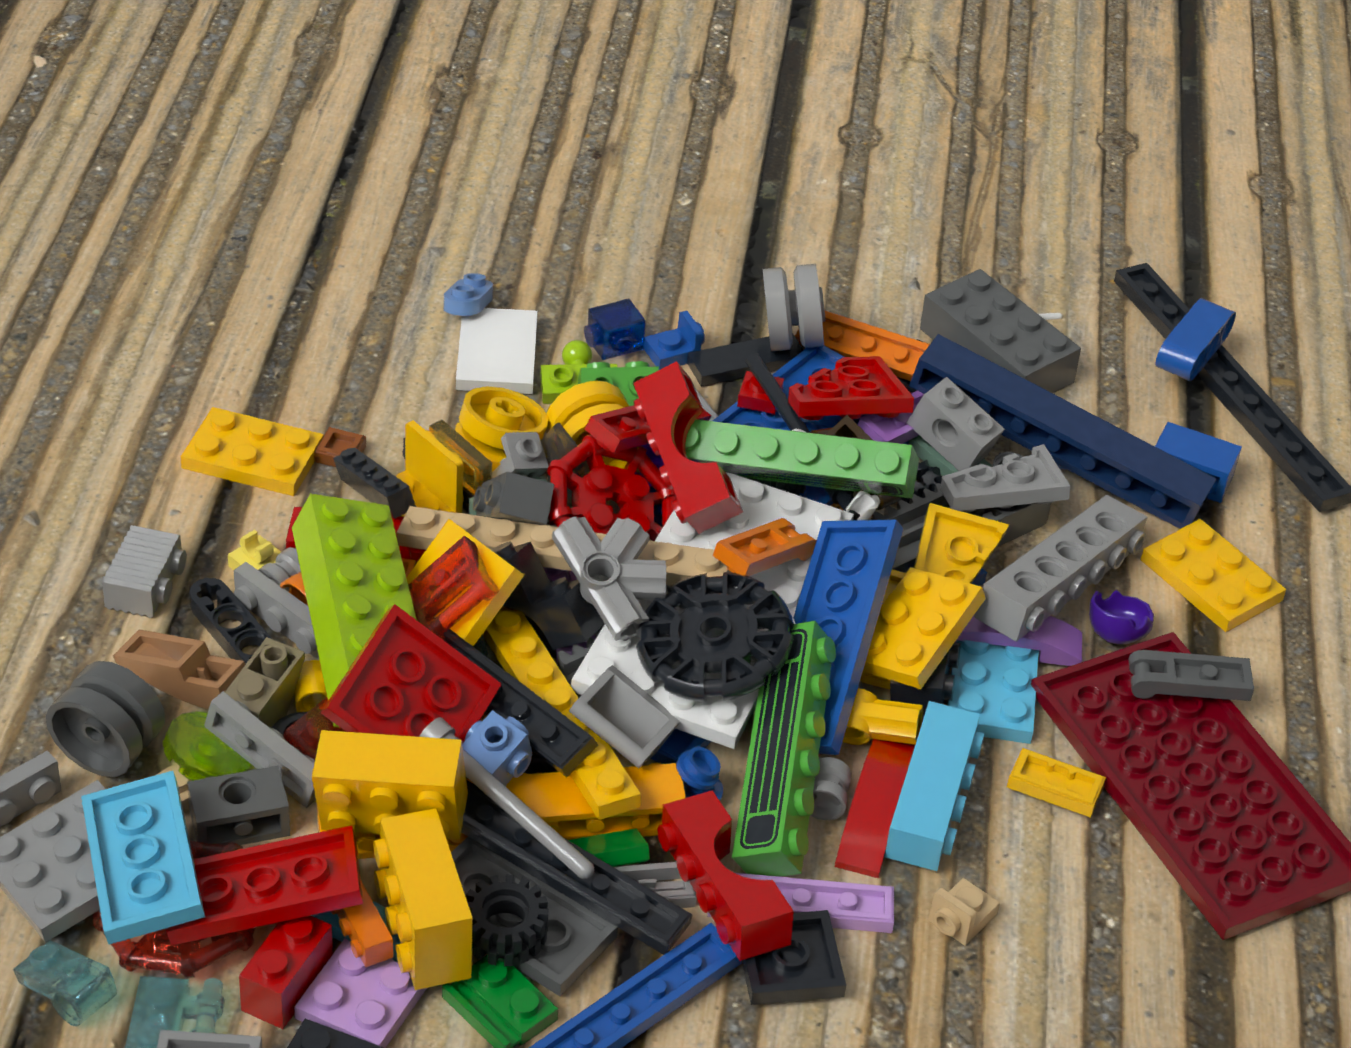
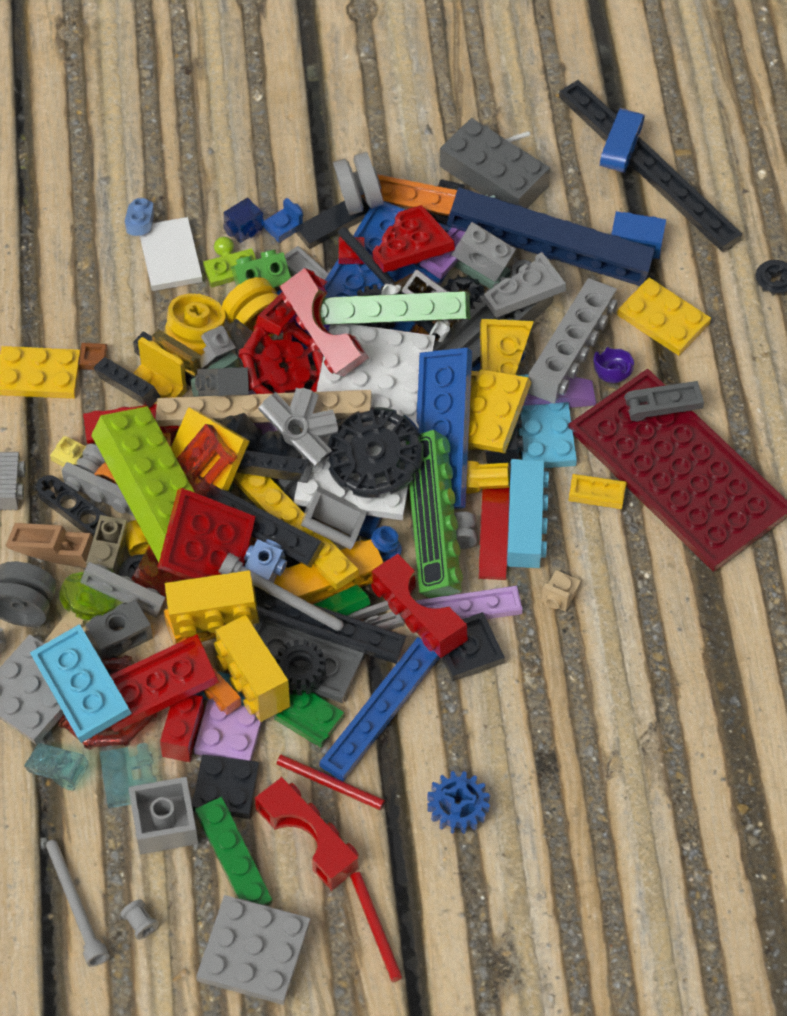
camera: 10 degrees left, 15 degrees up
(553, 626) = (275, 466): none -> black piece
(764, 548) = (389, 382): orange plate -> none

